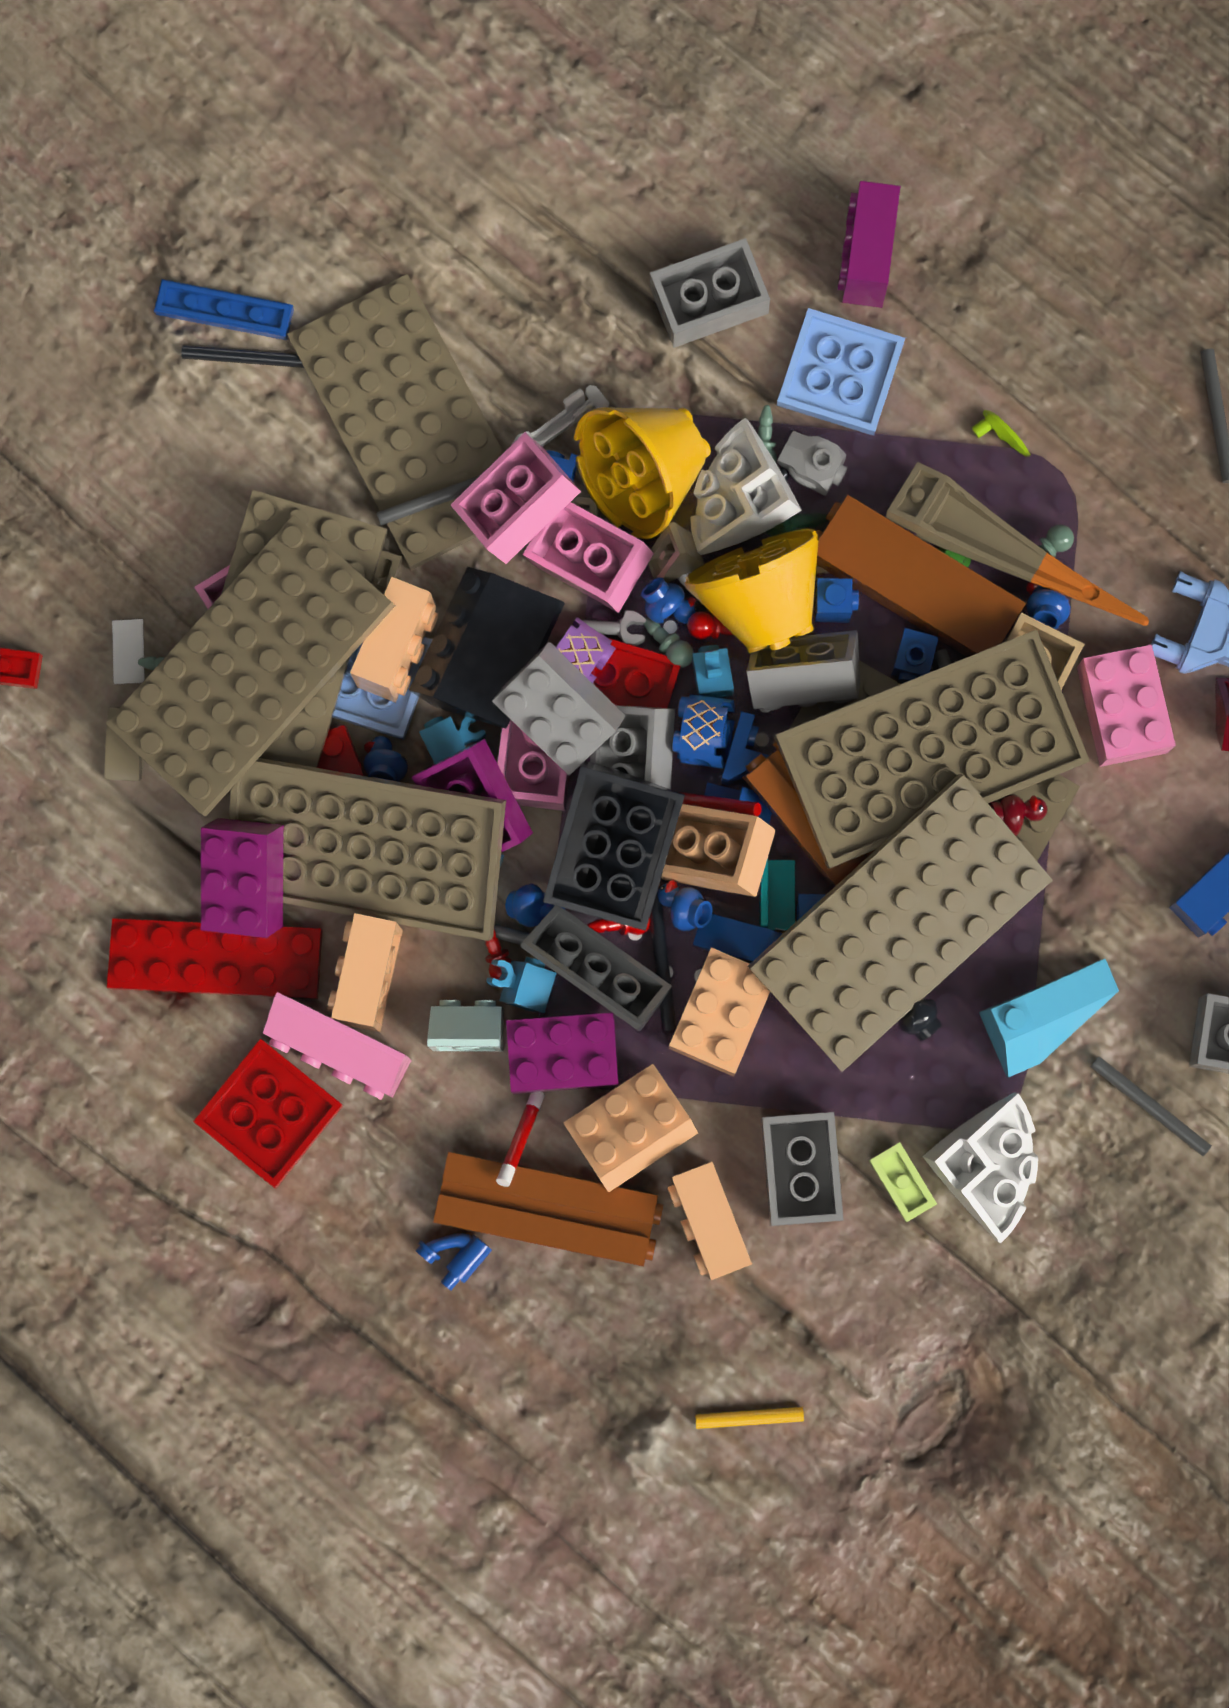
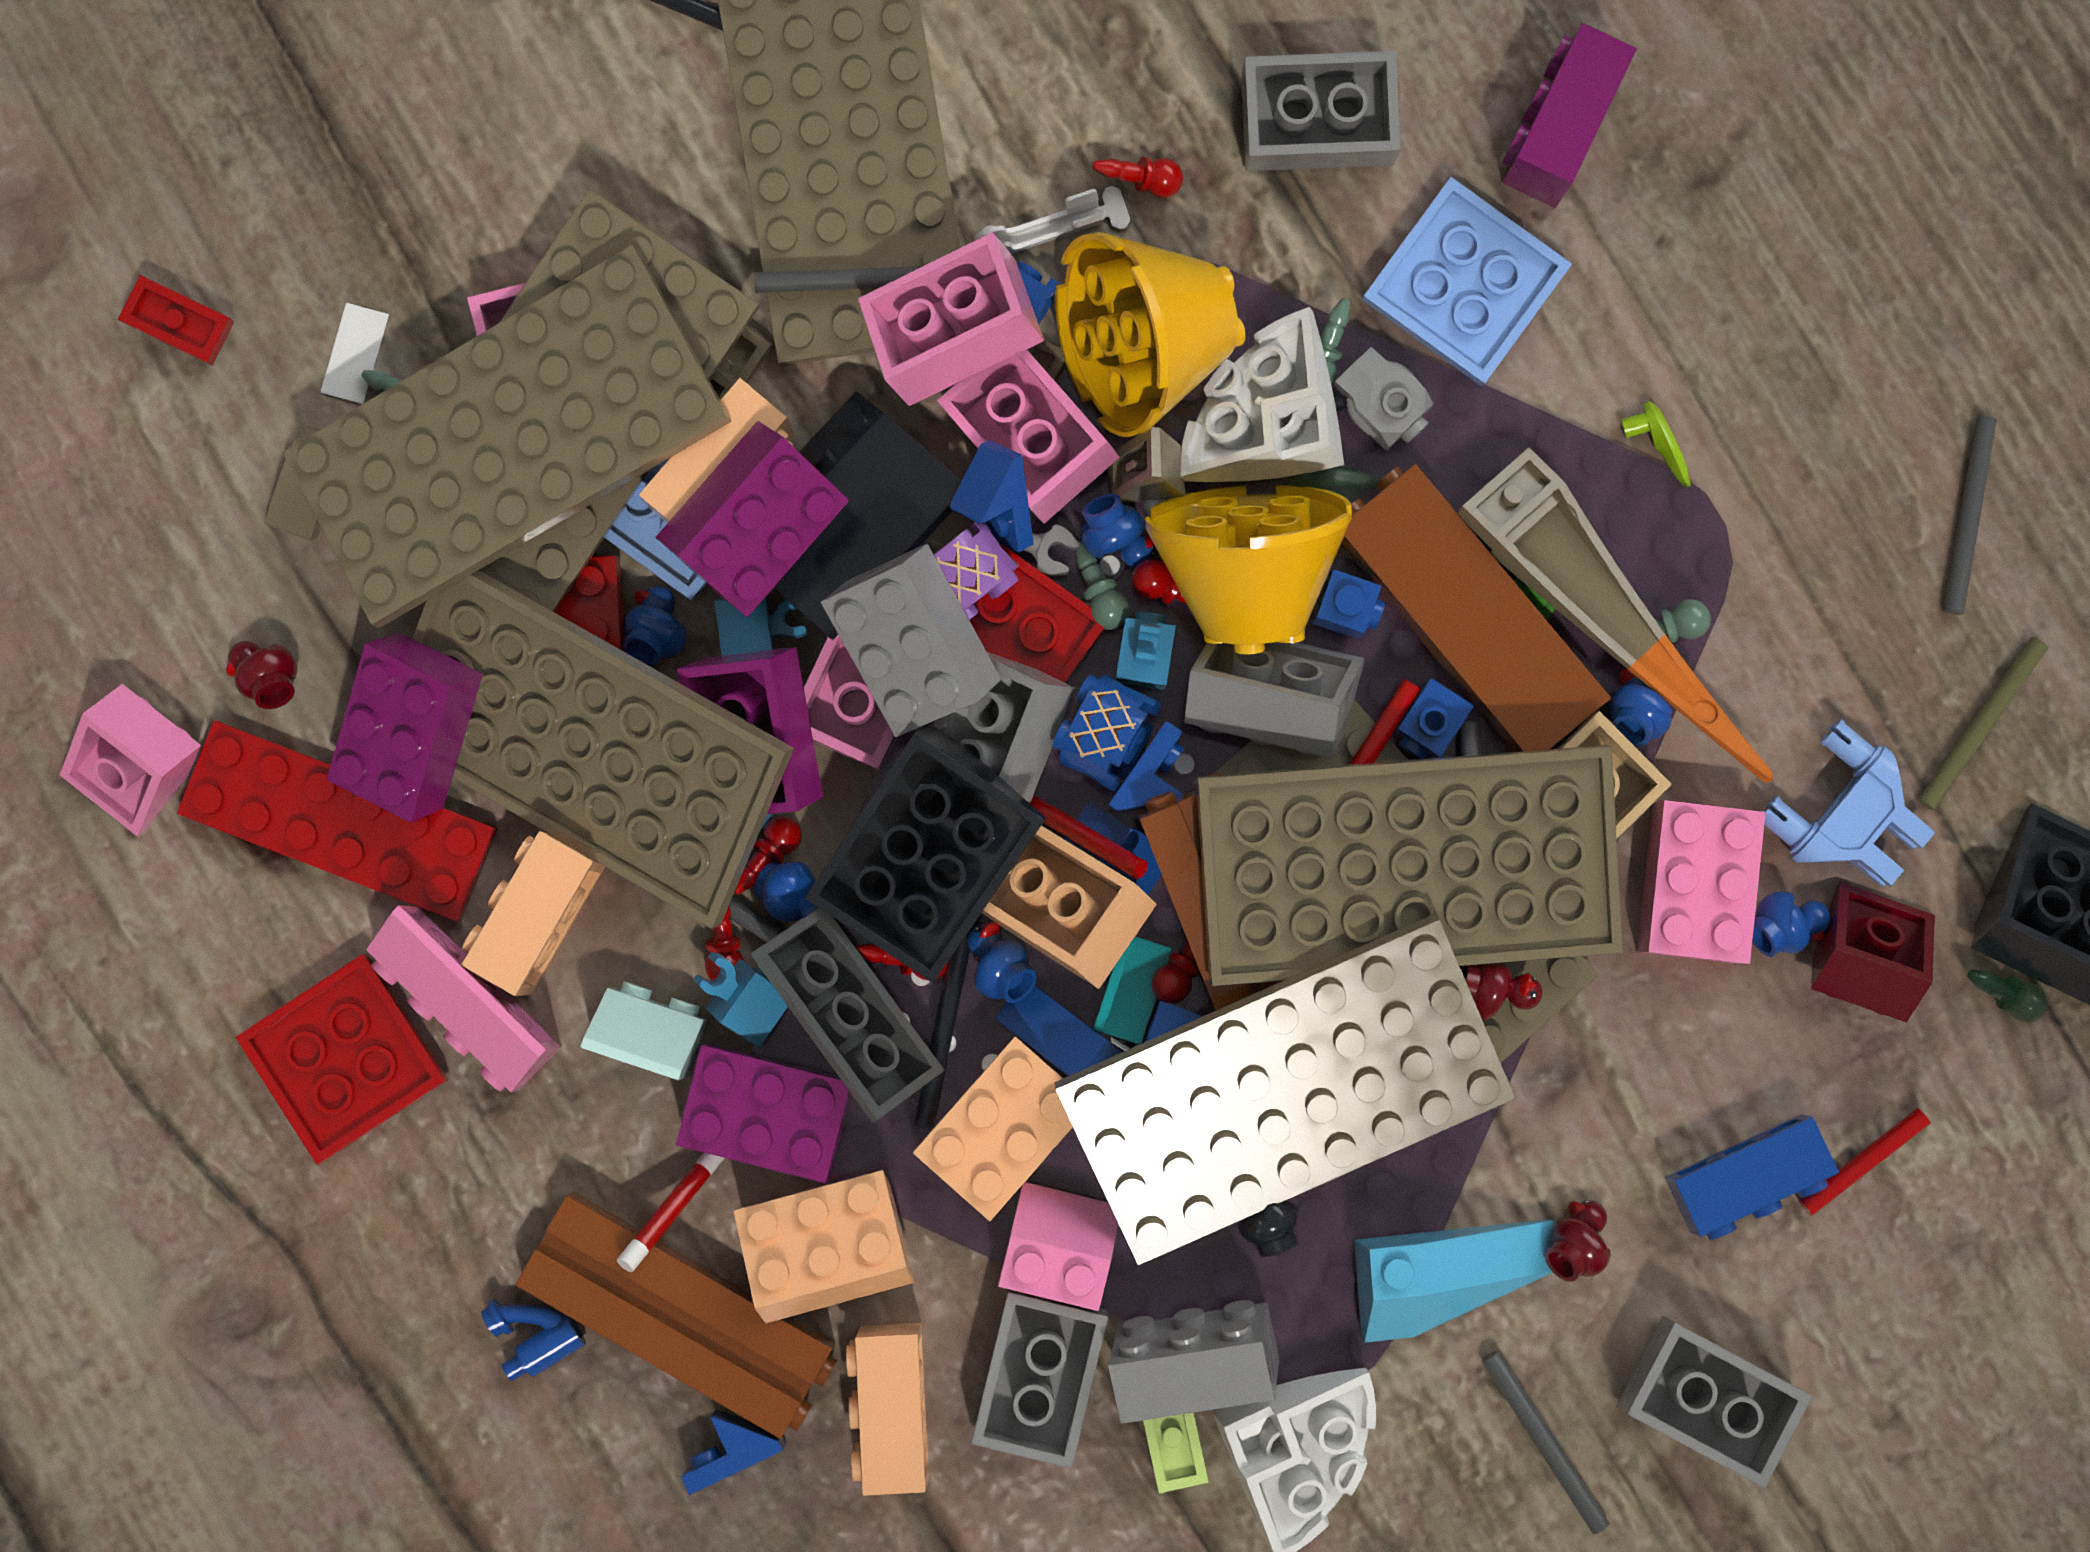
camera: 10 degrees right, 5 degrees up
(63, 961) = (128, 758): none -> bright pink slope
(135, 876) = (263, 673): none -> dark red animal
(429, 663) = (752, 518): none -> magenta brick
(510, 876) = (779, 838): none -> red bar
(583, 599) = (997, 495): none -> blue slope
(619, 369) = (1160, 177): none -> red bar
(620, 1281) = (743, 1444): none -> blue slope
(786, 1078) = (1059, 1246): none -> bright pink slope
(803, 878) = (1173, 980): none -> red bar
(886, 664) = (1386, 723): none -> red bar
(900, 1122) = (1194, 1361): none -> light grey brick
(1126, 967) = (1576, 1244): none -> dark red animal
(1191, 715) = (1786, 927): none -> blue animal

